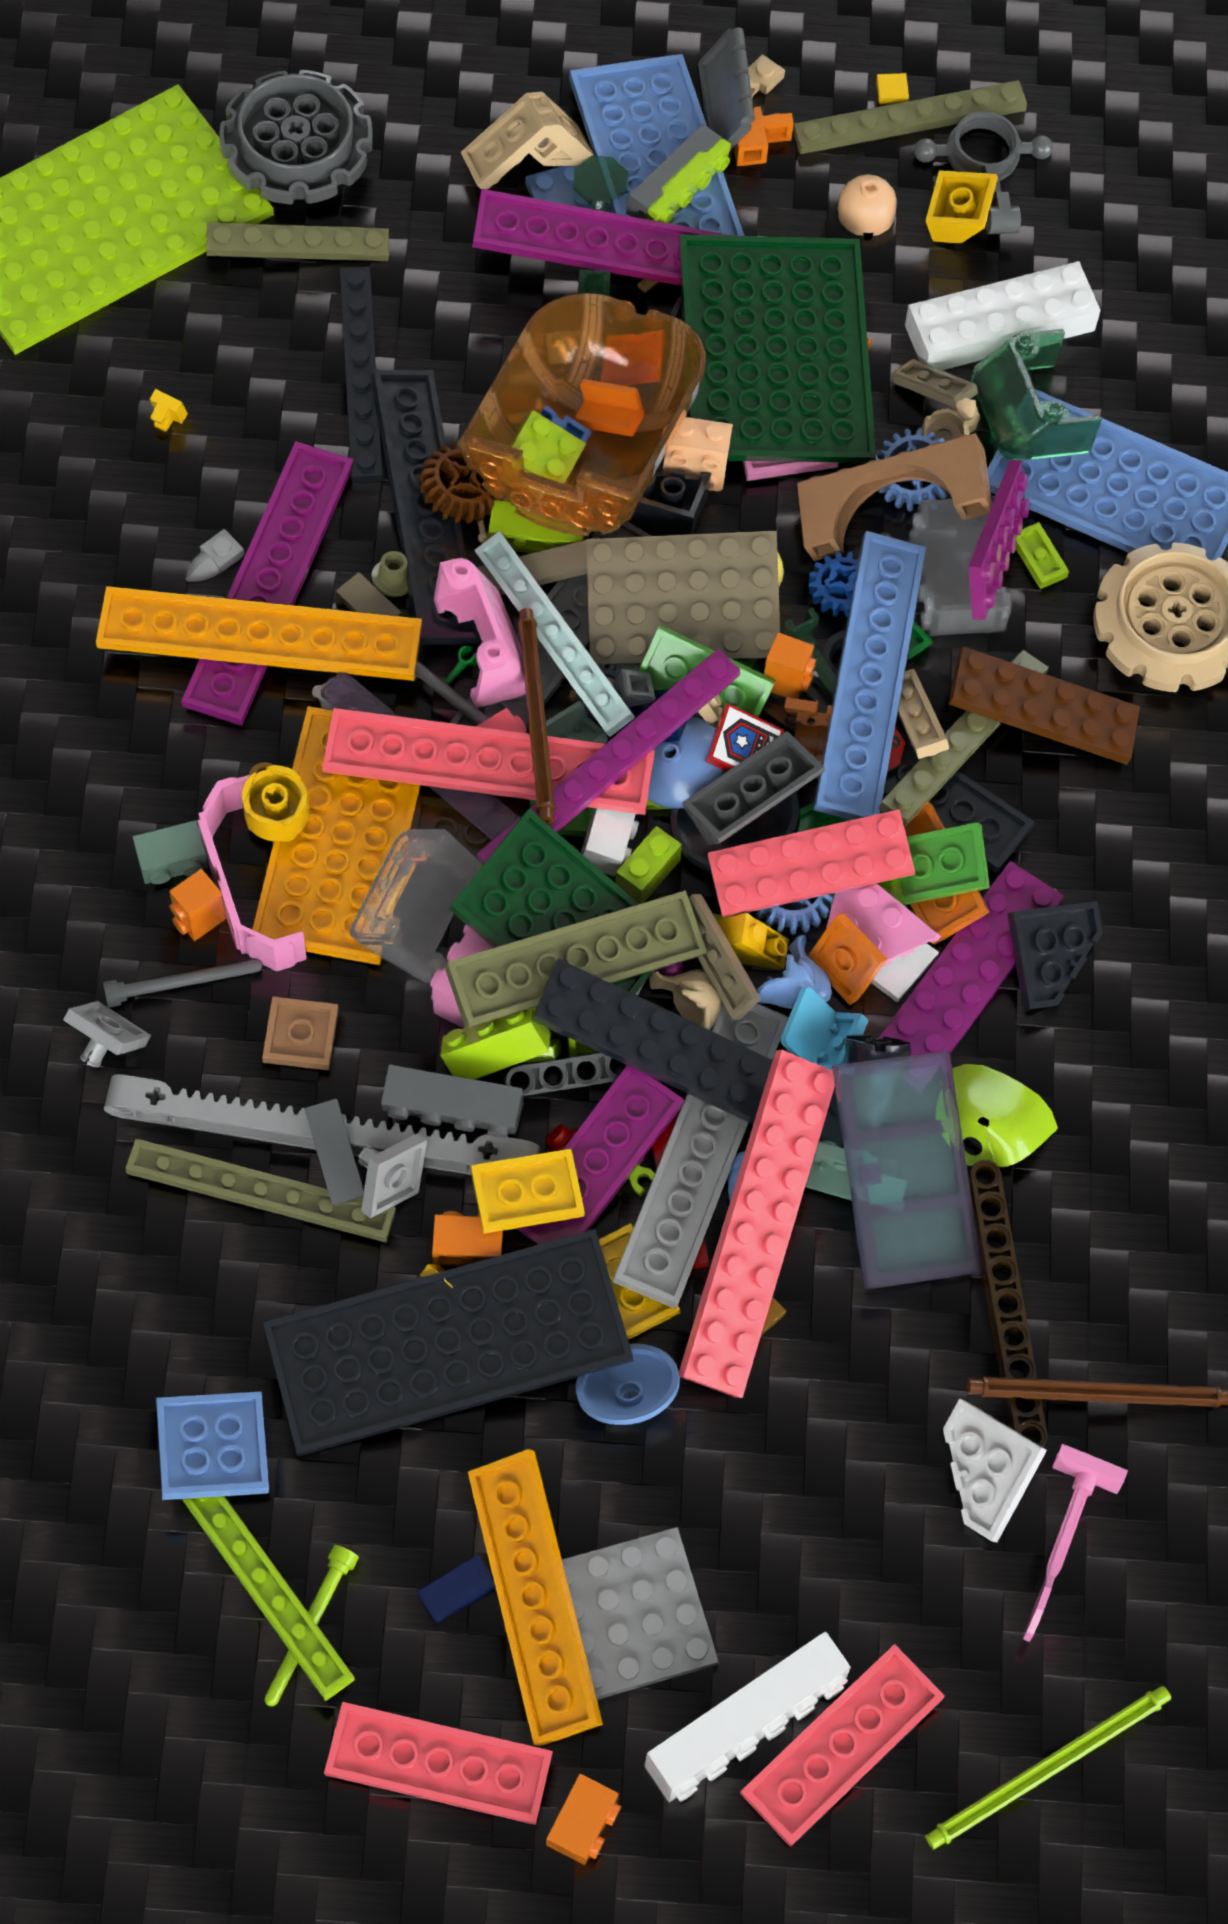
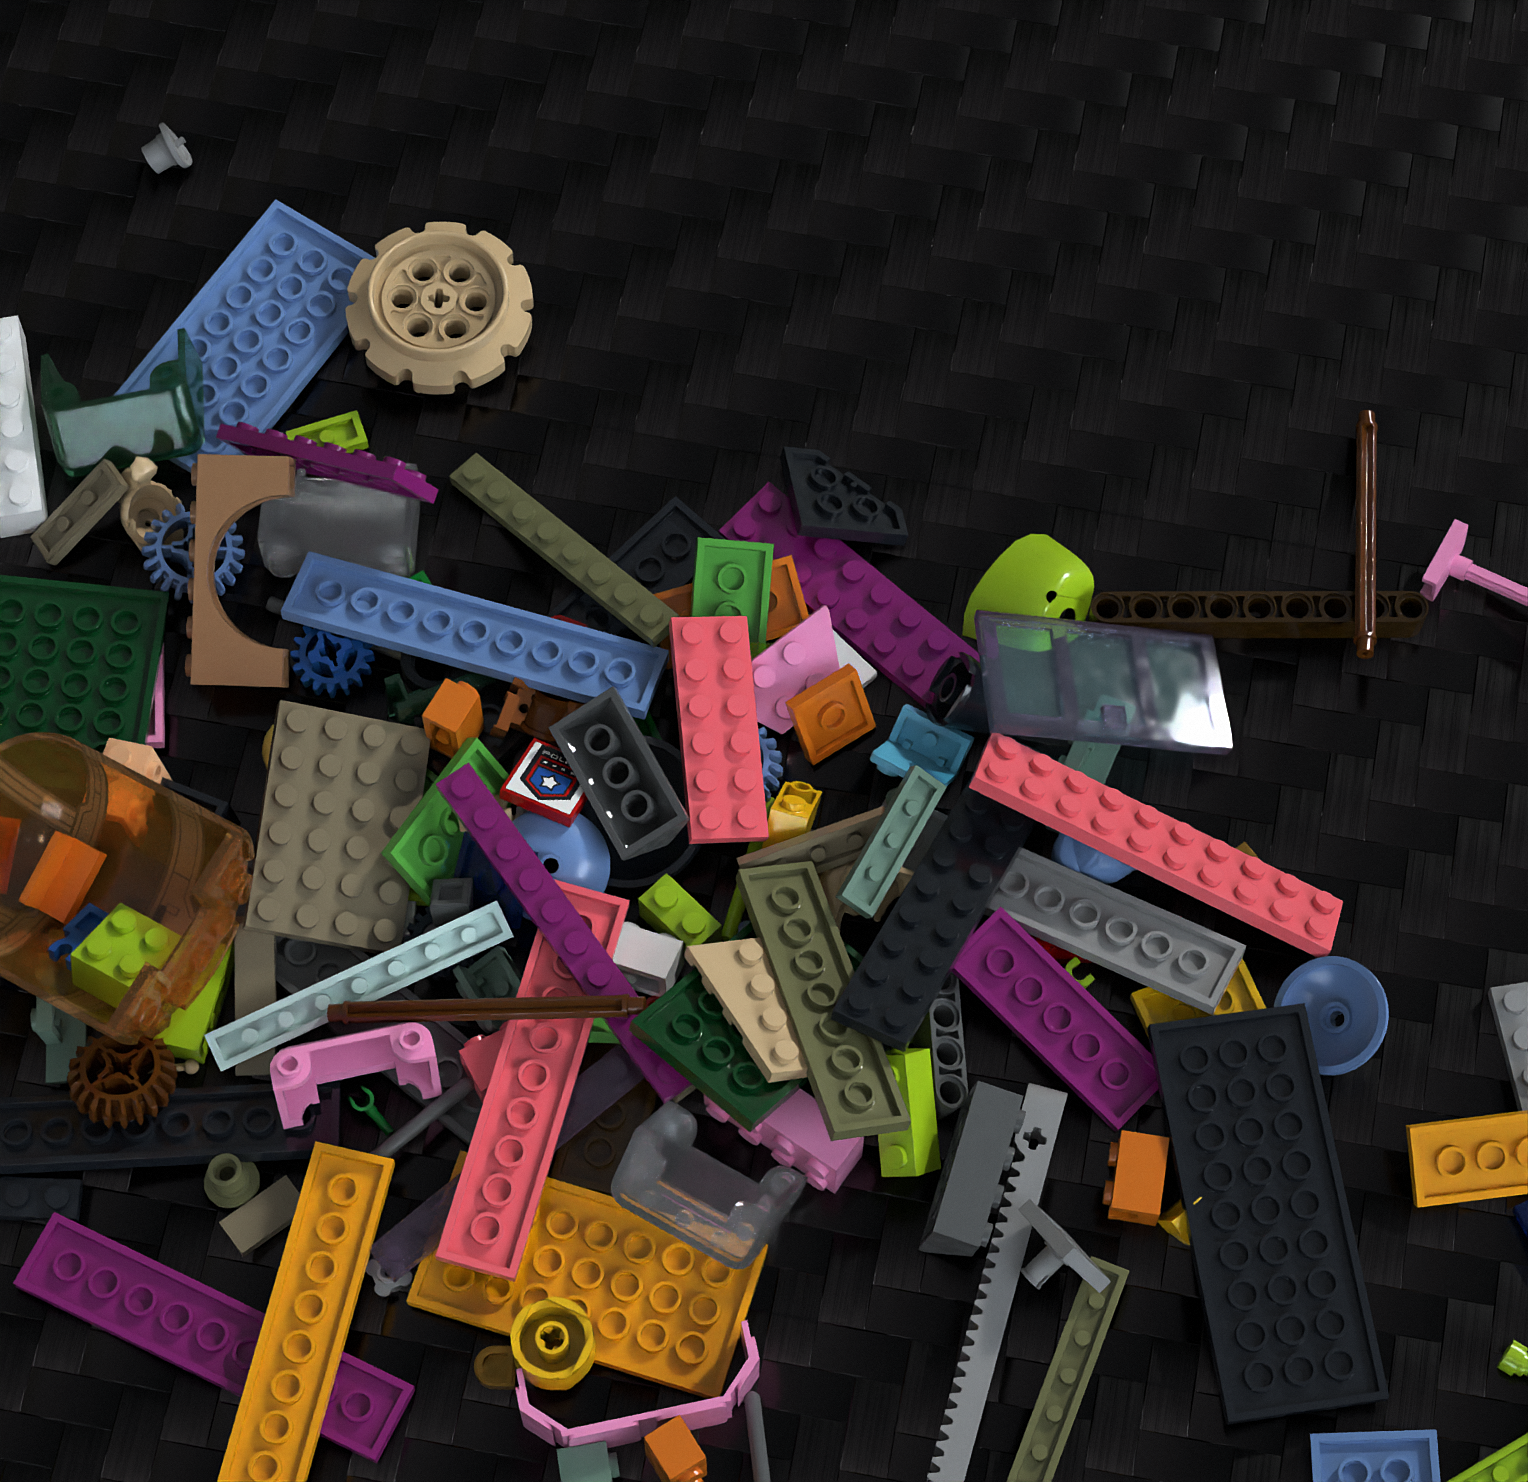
camera: 80 degrees left, 0 degrees up
(215, 557) = (162, 1407): light grey plate -> none
(300, 1033) = (852, 1350): medium nougat plate -> none
(334, 1152) = (1025, 1314): dark grey tile -> none
(527, 1191) = (1096, 1095): yellow plate -> none
(559, 1138) = (1020, 1060): red plate -> none
(569, 899) = (752, 1002): none -> tan wing
(726, 1004) = (891, 841): none -> sand green piece
(799, 973) = (846, 773): medium blue piece -> none
(919, 718) = (545, 586): tan plate -> none
(989, 1467) = (1440, 656): white plate -> none
(1044, 705) = (533, 460): reddish brown plate -> none

